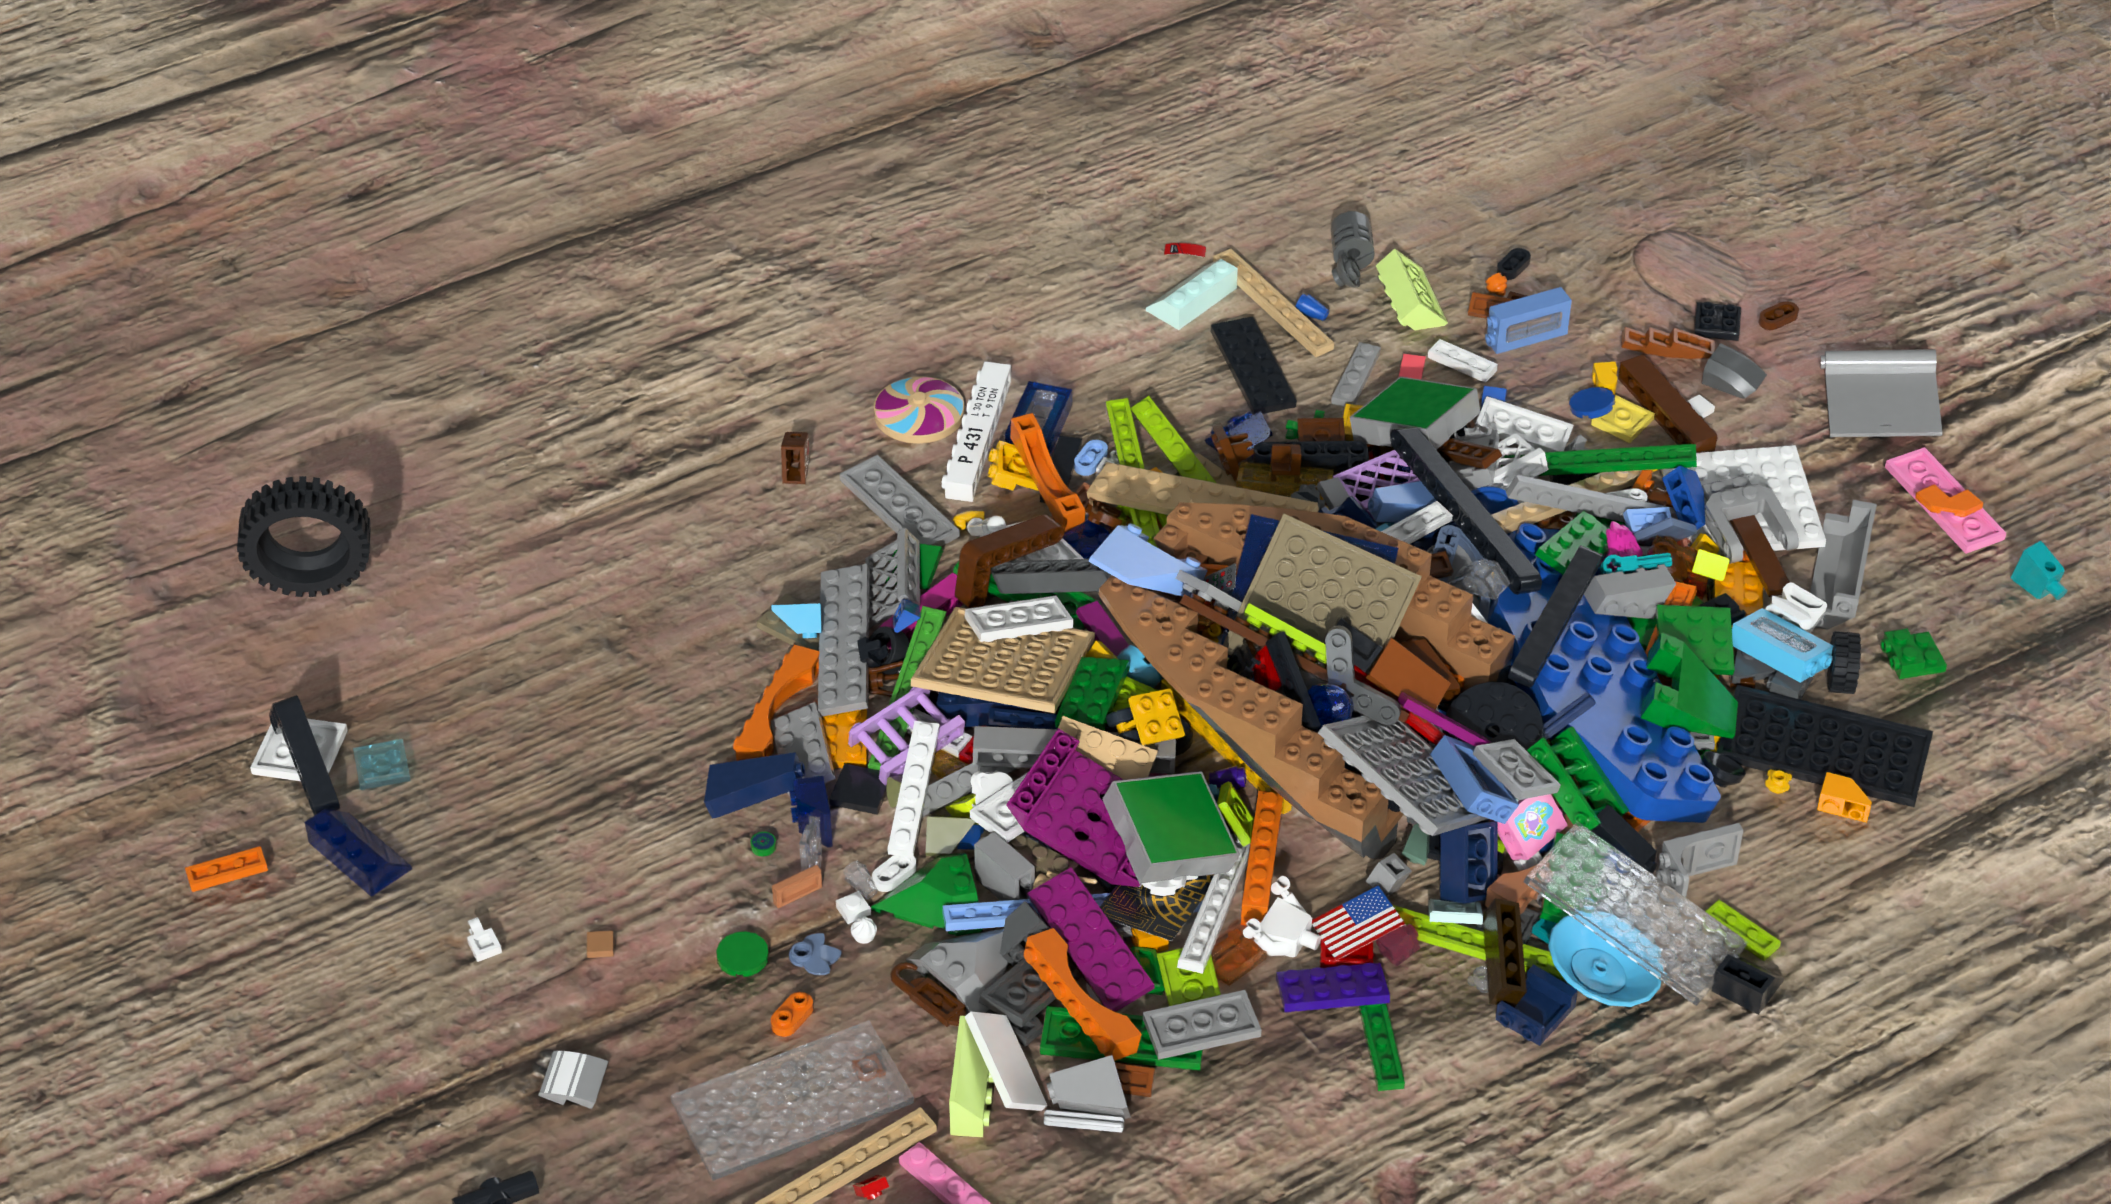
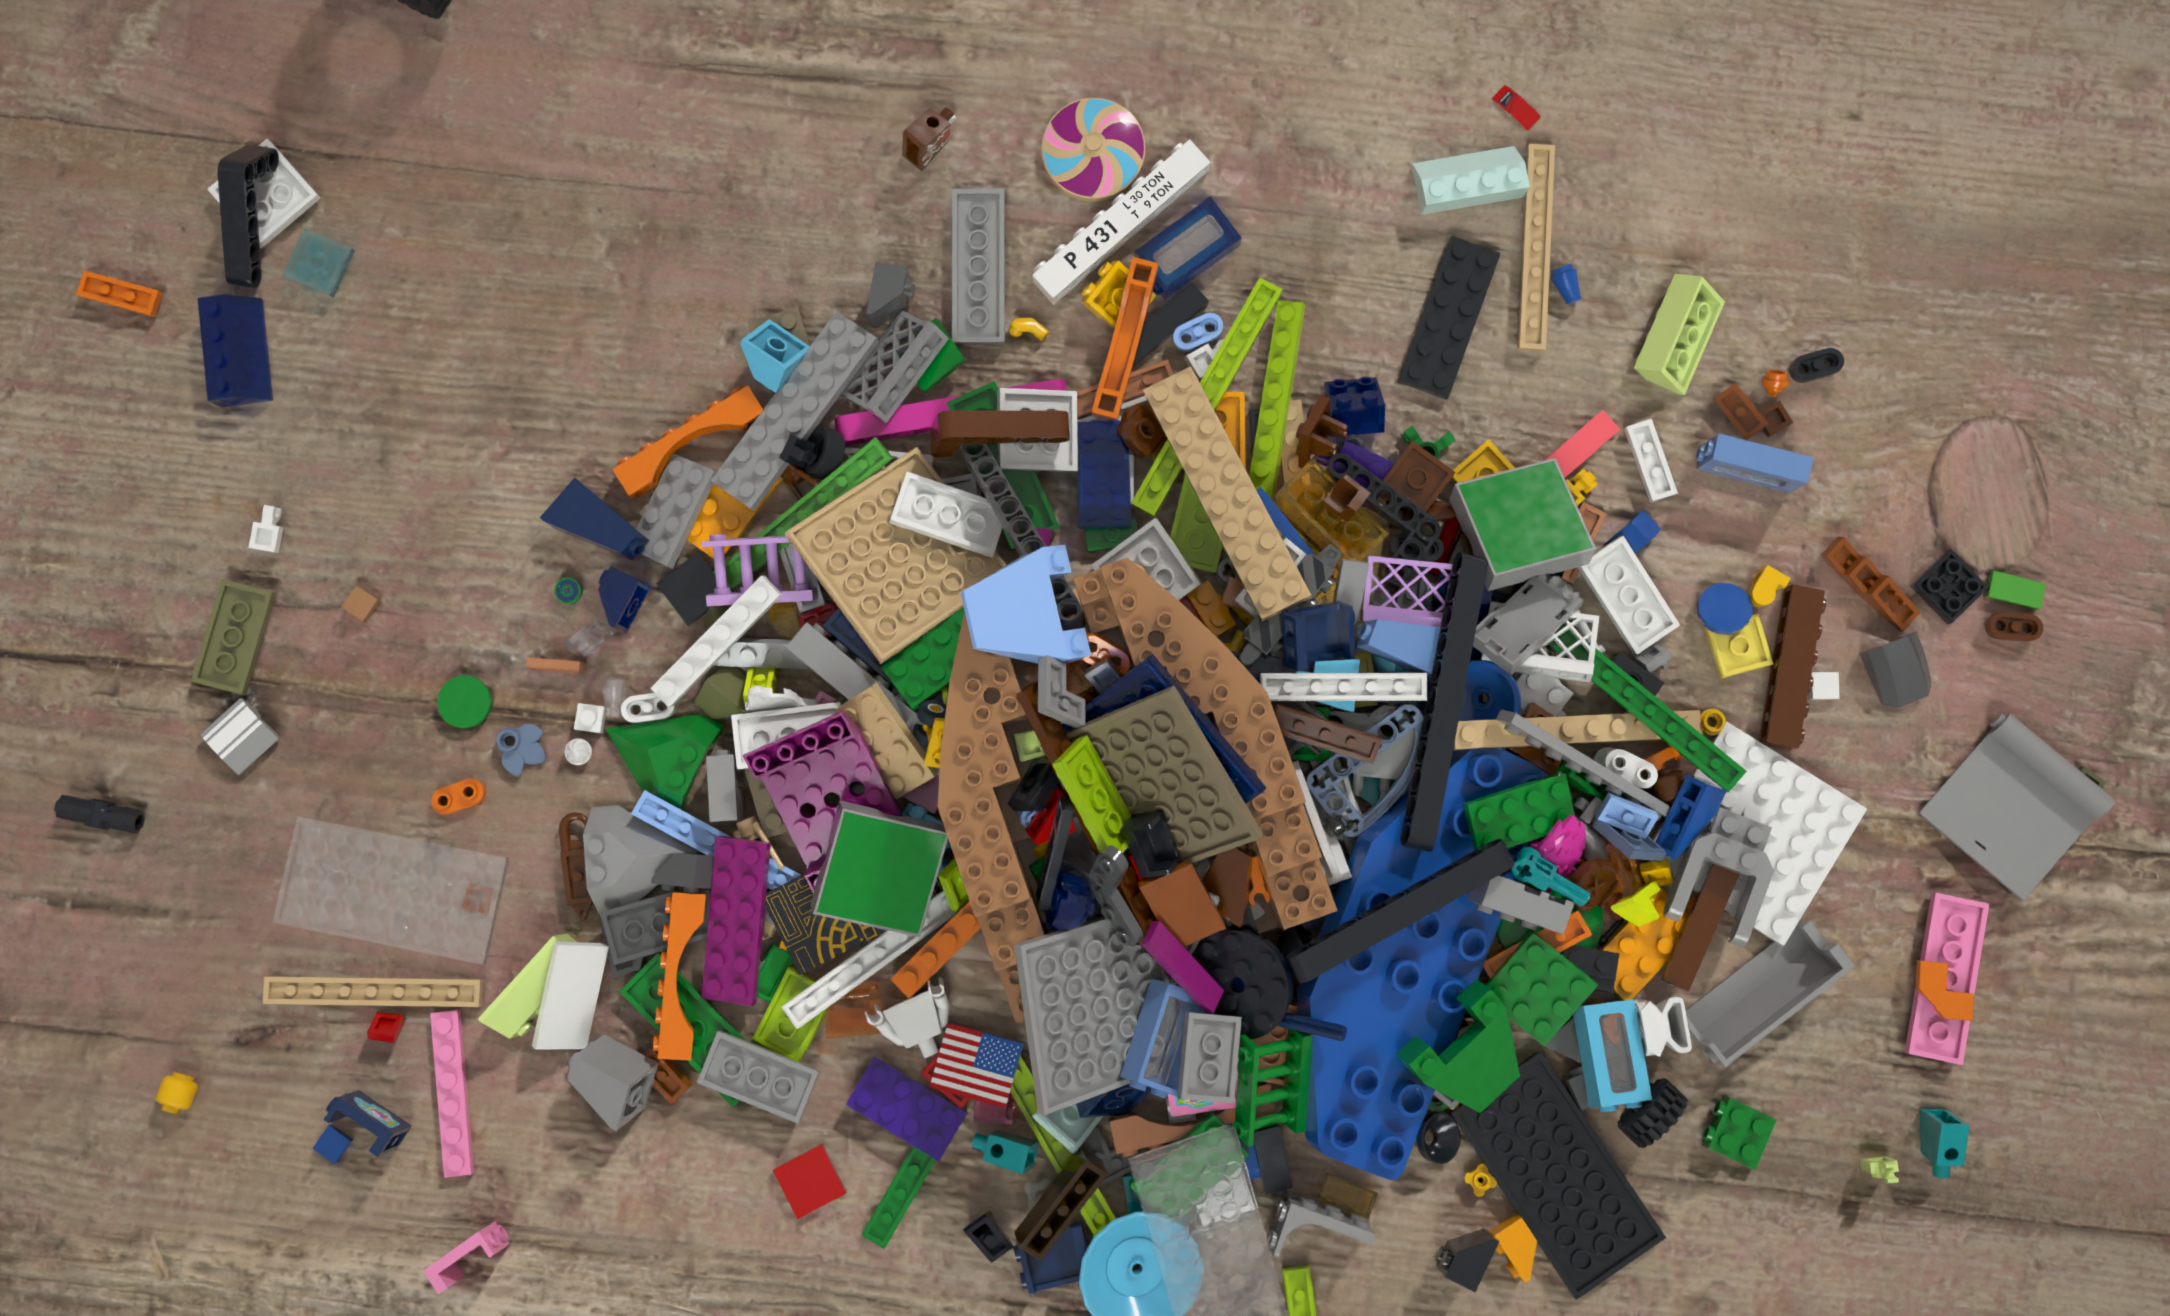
camera: 40 degrees right, 40 degrees up
(512, 1020) = (233, 637): none -> olive plate
(849, 538) = (888, 293): none -> dark grey slope
(905, 615) = (856, 435): blue slope -> none
(979, 527) = (1020, 366): white plate -> none
(1223, 579) = (1088, 679): dark grey sticker -> none
(1305, 1079) = (809, 1181): none -> red tile
(1351, 247) = (1668, 235): dark grey cylinder -> none
(1356, 374) = (1535, 402): light grey plate -> none
(1434, 957) = (1017, 1154): none -> teal torso
(1469, 453) = (1520, 623): reddish brown tile -> none
(1471, 1016) = (988, 1237): none -> black slope
(1481, 578) = (1384, 793): clear slope -> none
(1758, 300) = (2015, 590): none -> bright green tile
(1818, 818) = (1467, 1258): none -> black slope
(2020, 612) = (1881, 1168): none -> yellowish green plate

